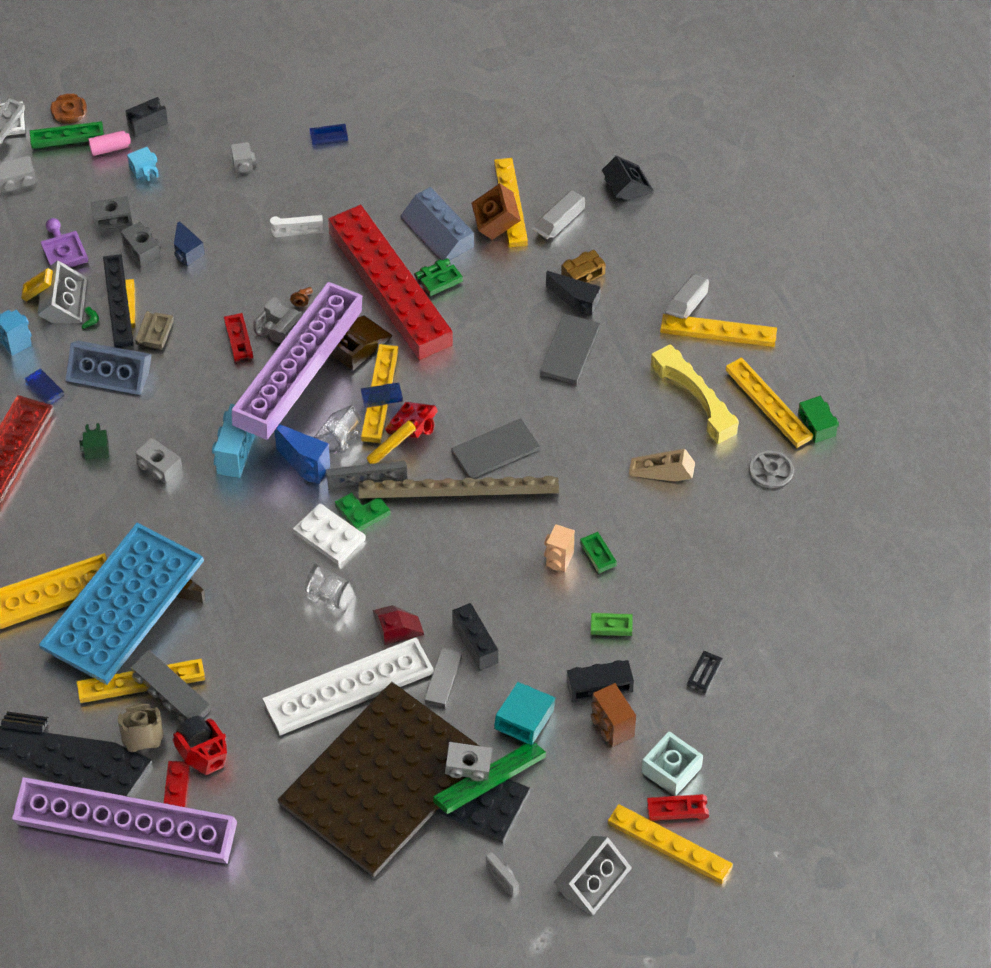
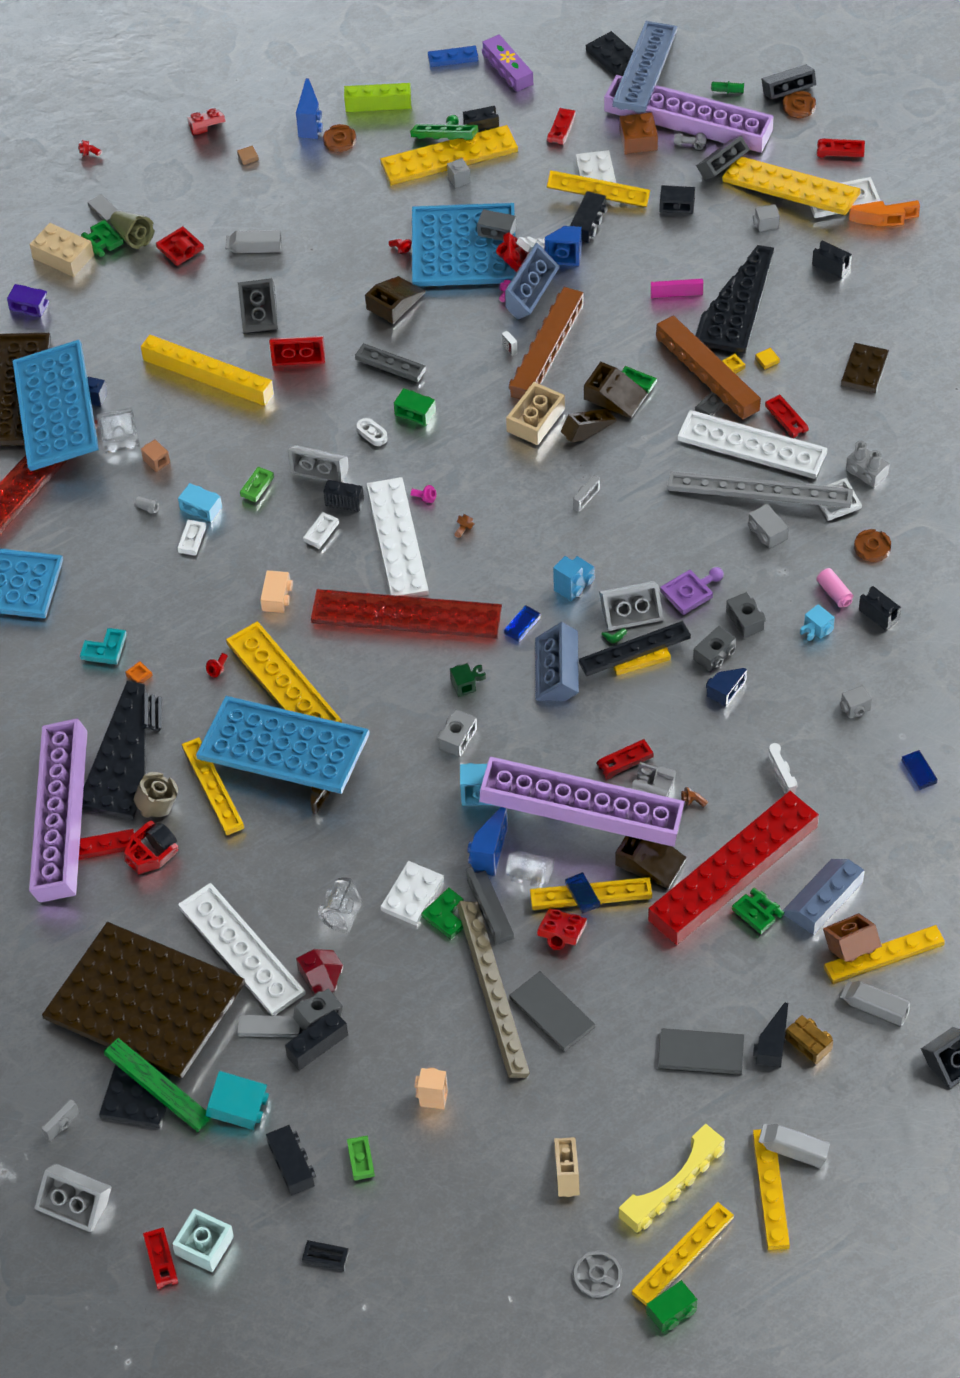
camera: 80 degrees right, 0 degrees up
(37, 284) = (633, 580): yellow tile -> none
(65, 134) = (834, 552): green plate -> none
(154, 330) = (613, 689): dark tan plate -> none
(169, 687) = (201, 806): dark grey brick -> none
(392, 442) = (523, 914): yellow axle -> none
(444, 629) = (313, 1009): none -> dark grey brick
(477, 754) = (163, 1066): light grey brick -> none
(598, 552) = (445, 1128): green plate -> none
(613, 715) = (245, 1175): dark orange brick -> none
(670, 844) = (121, 1260): yellow plate -> none

